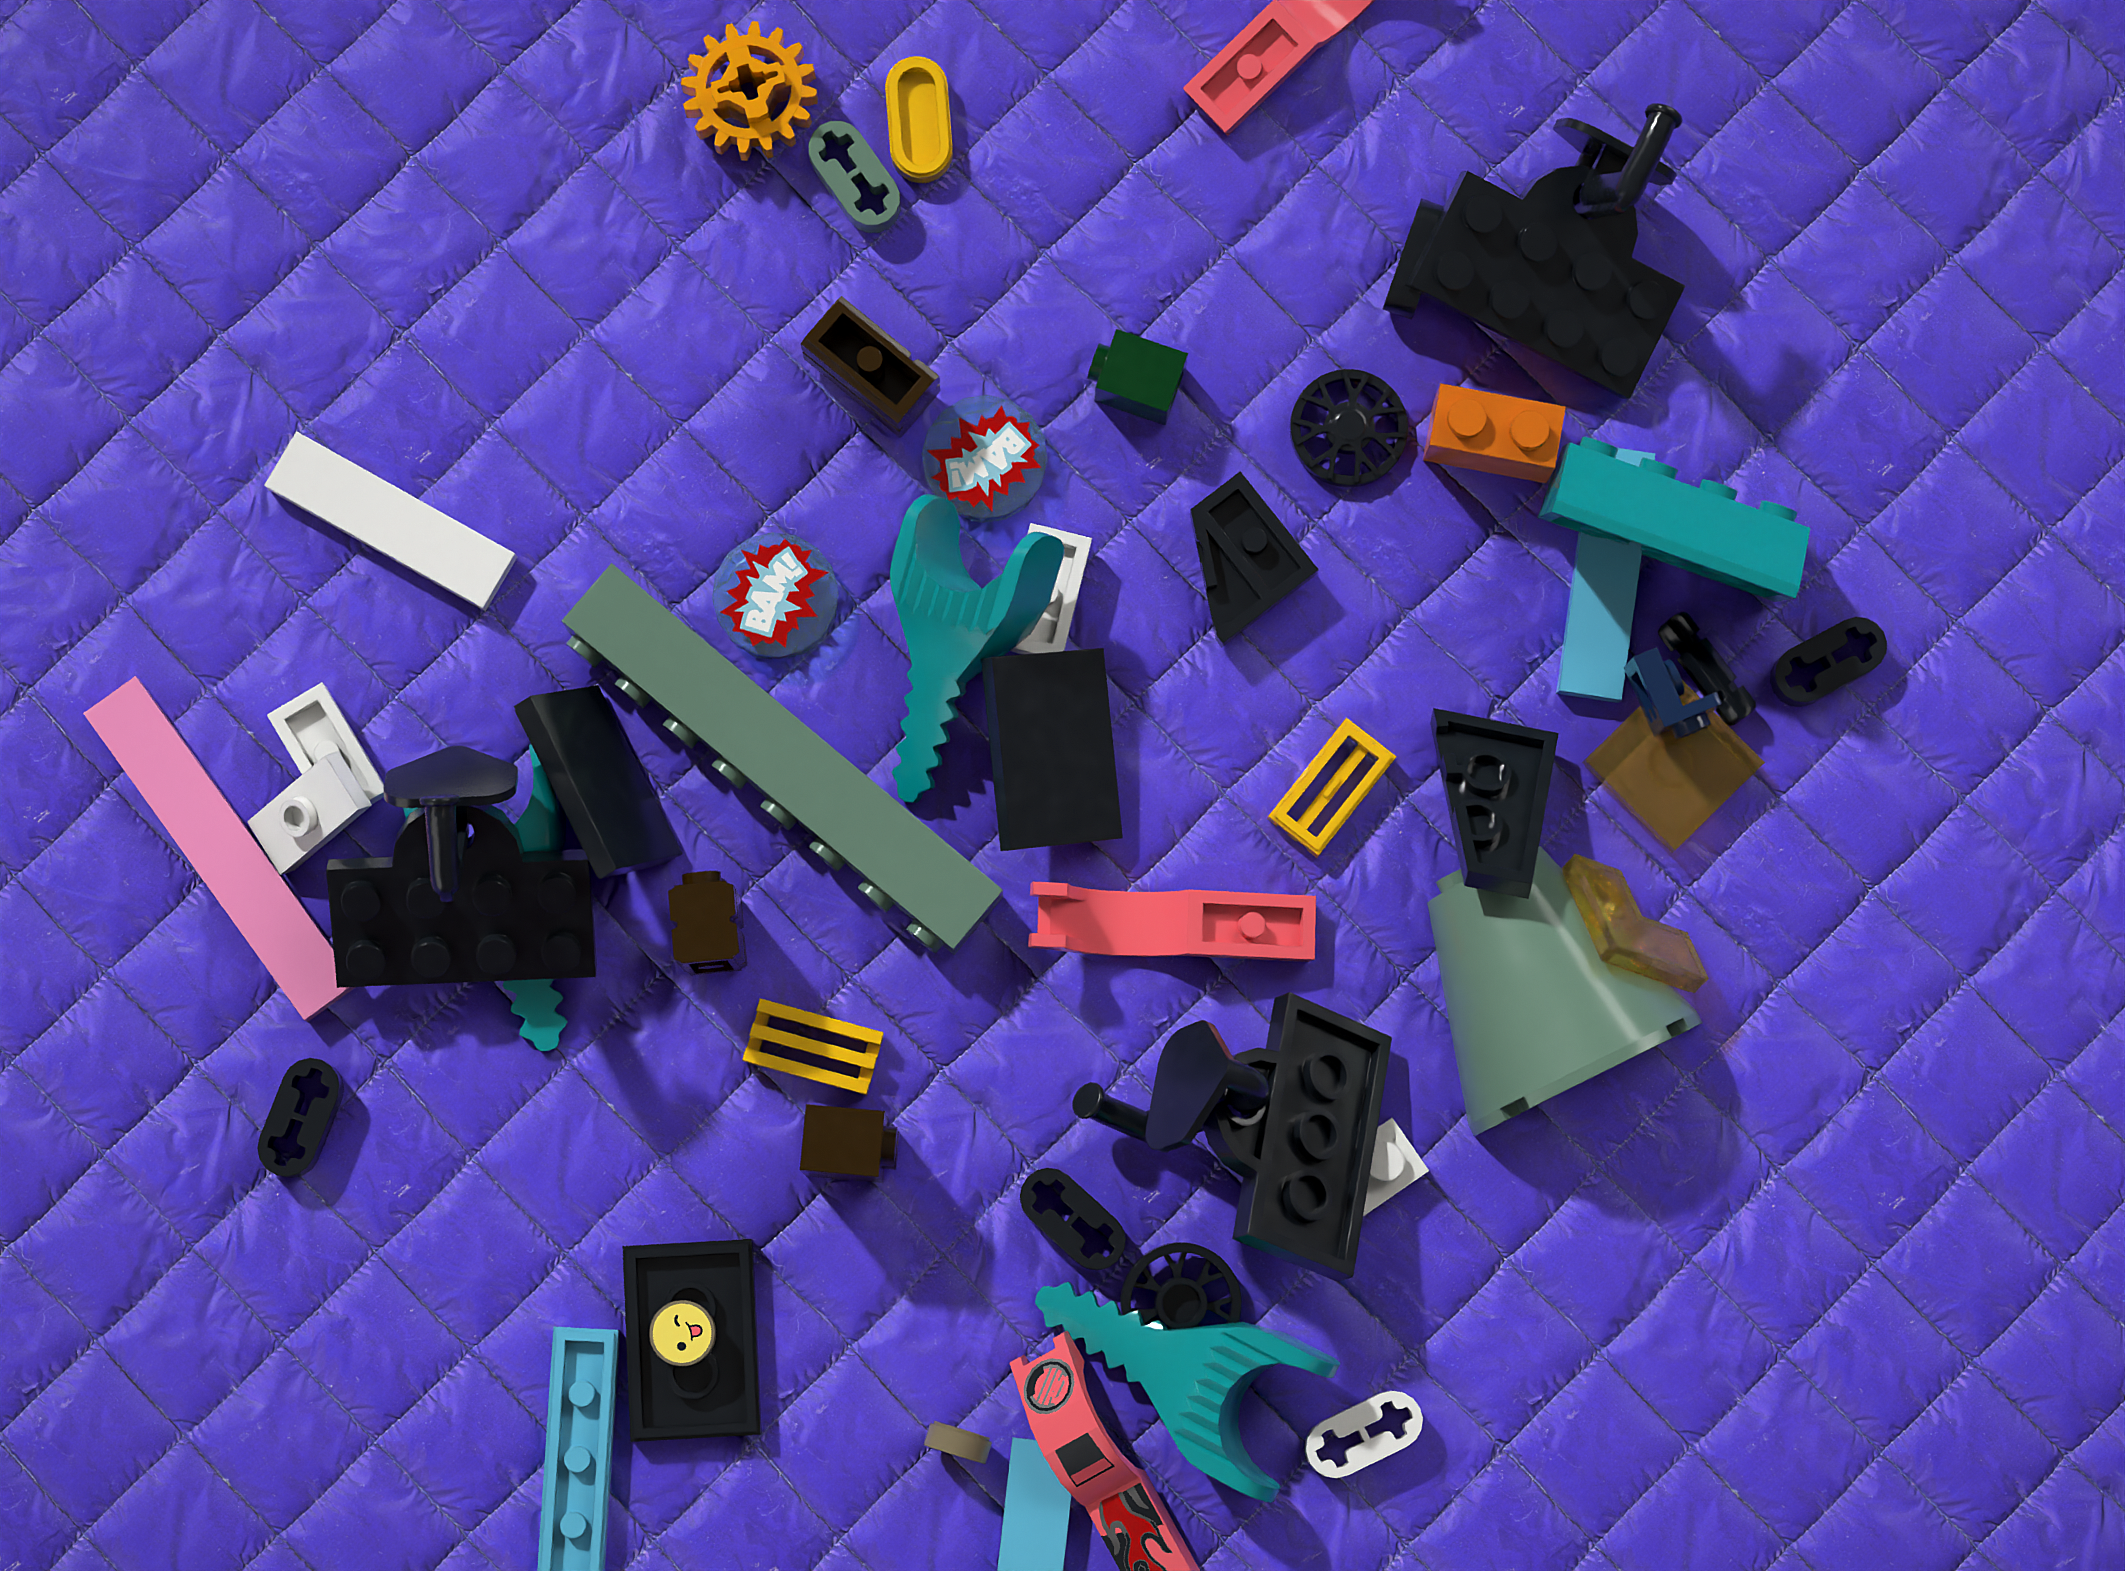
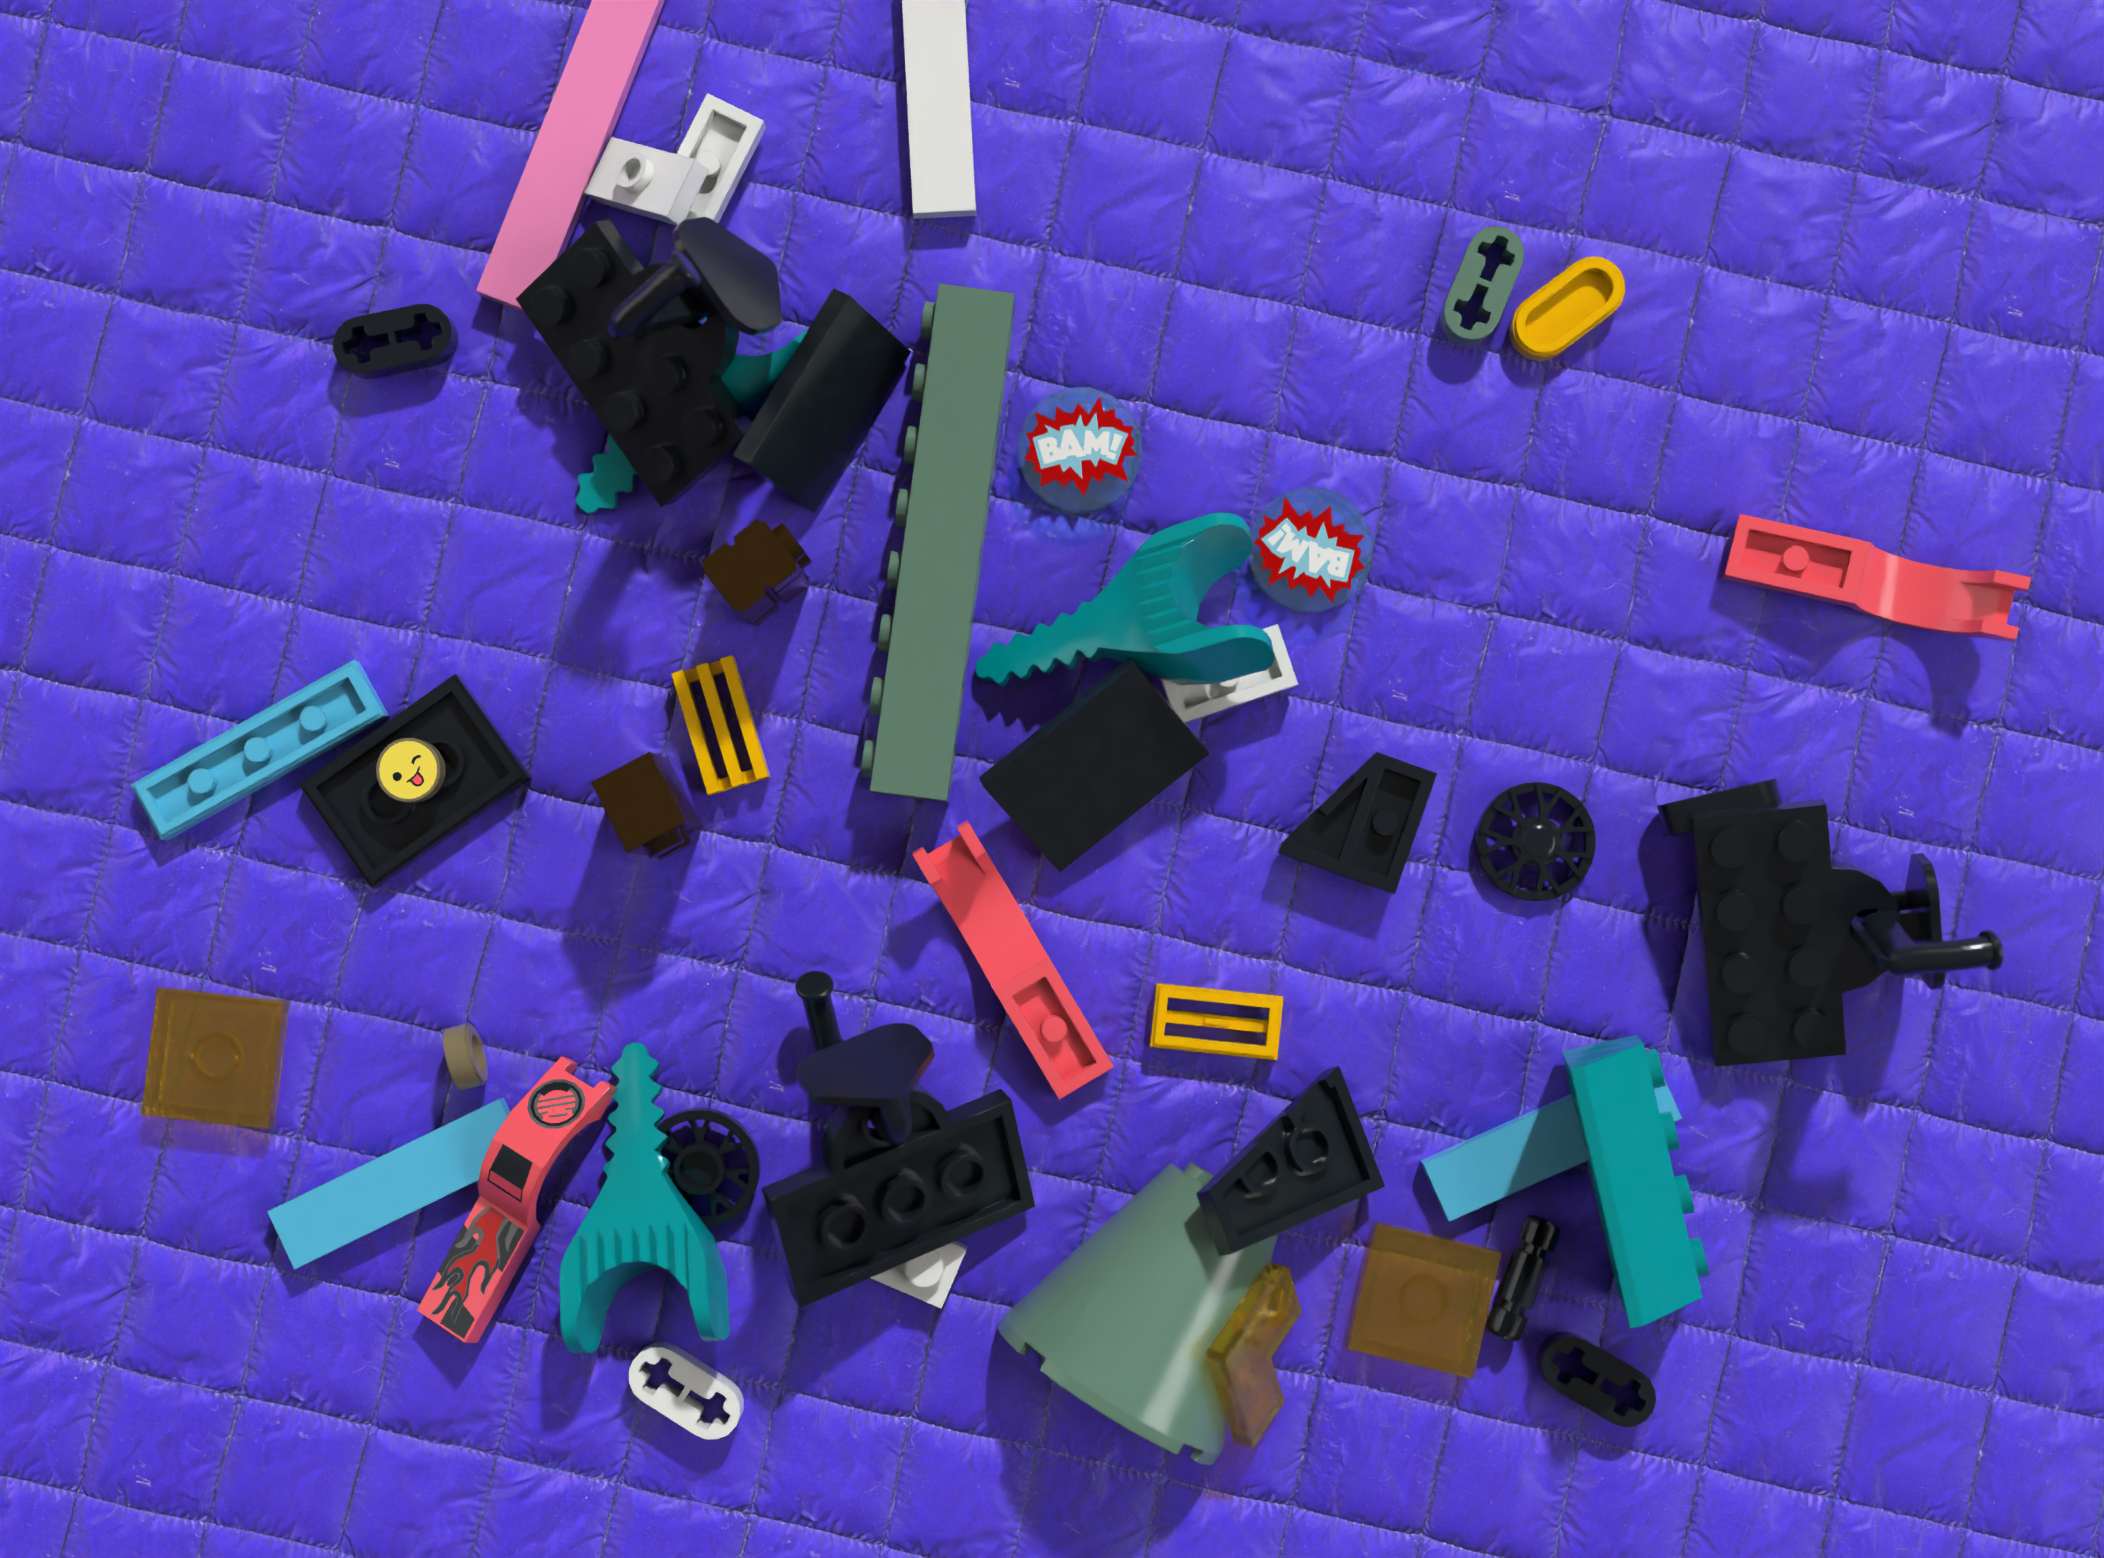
camera: 60 degrees right, 5 degrees up
(771, 81) = (1515, 166): light orange gear -> none
(870, 366) = (1324, 402): dark brown brick -> none
(1084, 1207) = (697, 1030): black beam -> none
(1137, 376) = (1463, 634): dark green brick -> none
(1494, 433) = (1610, 970): orange brick -> none
(1658, 692) = (1474, 1252): dark blue bracket -> none

